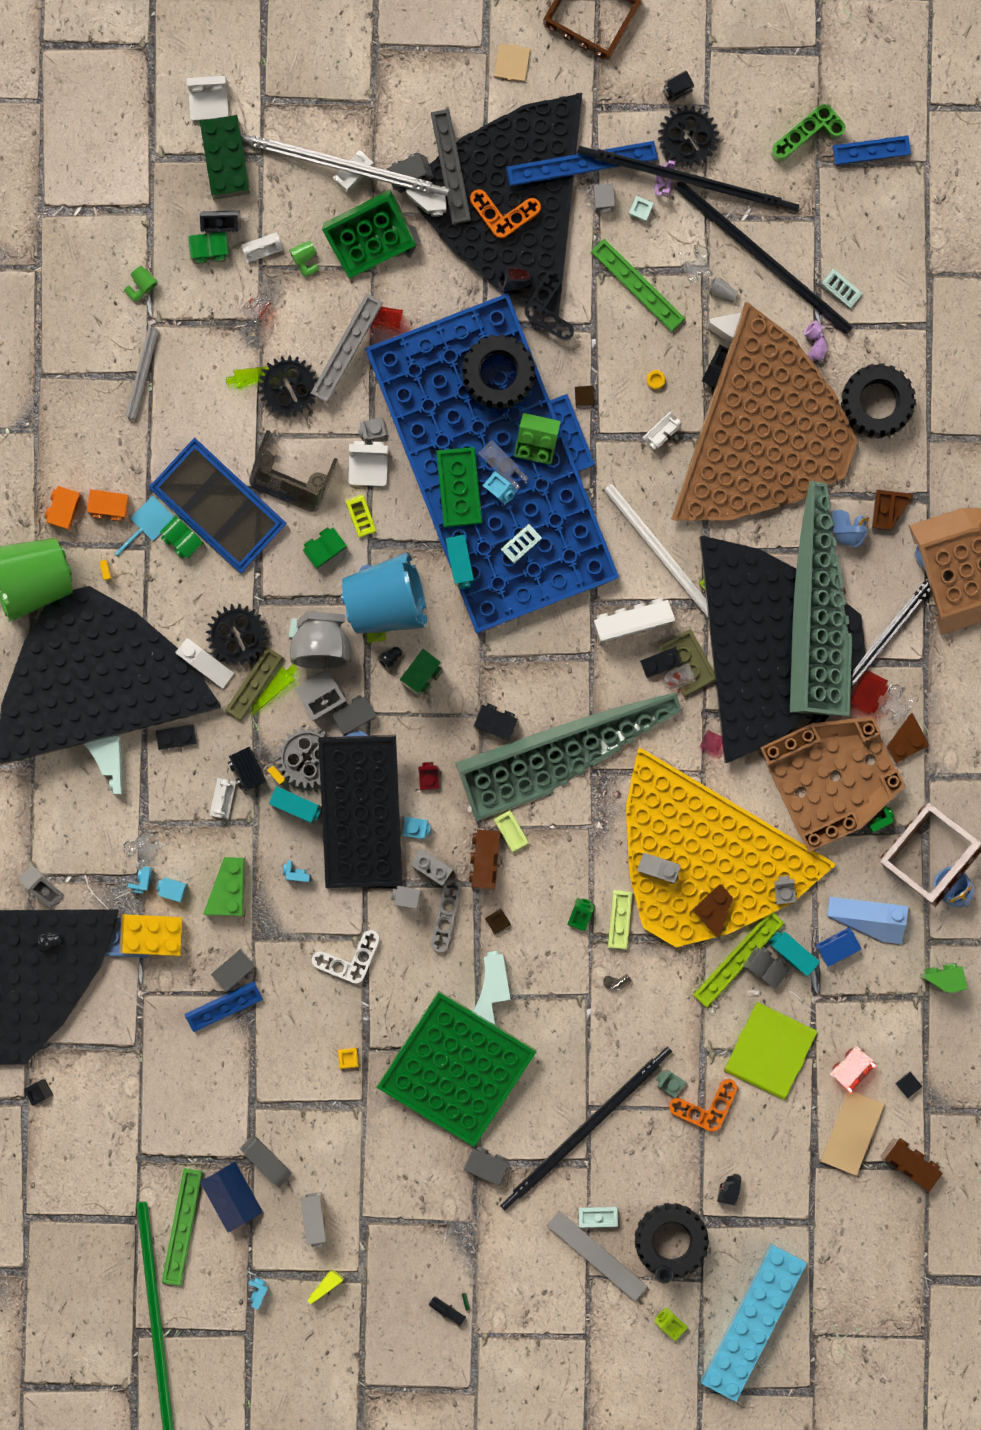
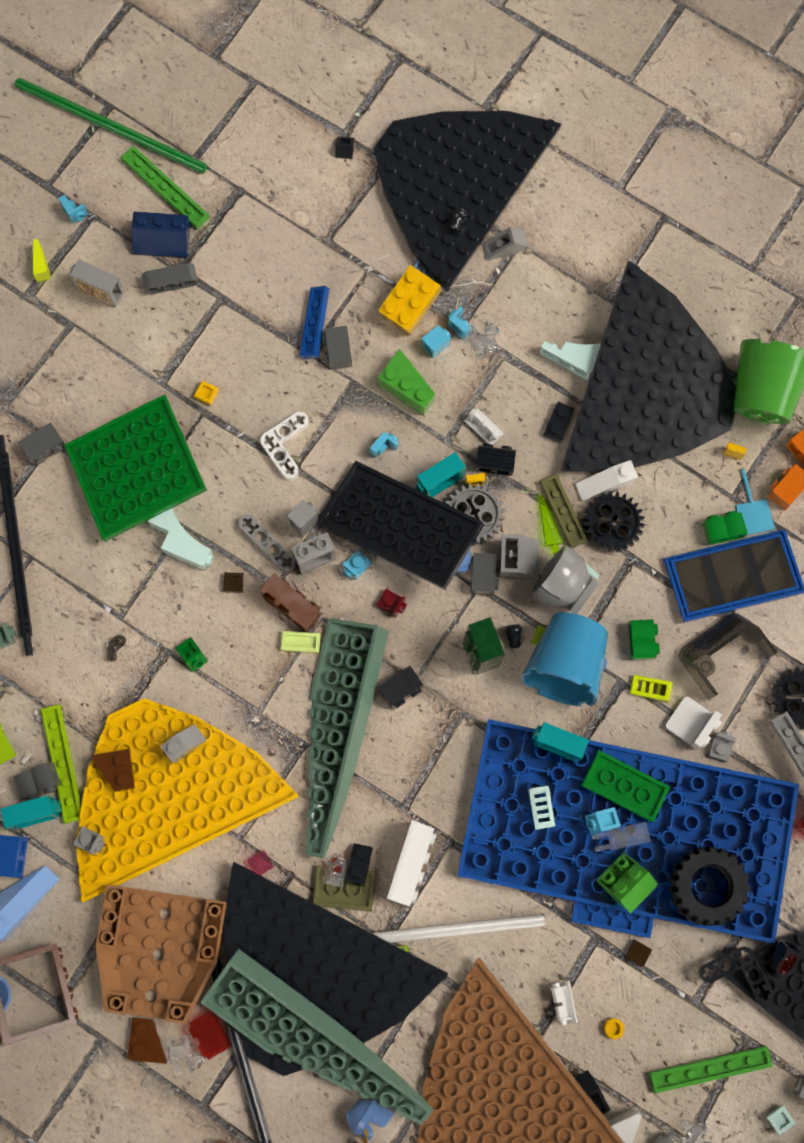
camera: 125 degrees right, 10 degrees down
(620, 919) = (164, 684): yellowish green tile -> none
(879, 822) = (89, 967): green bracket -> none

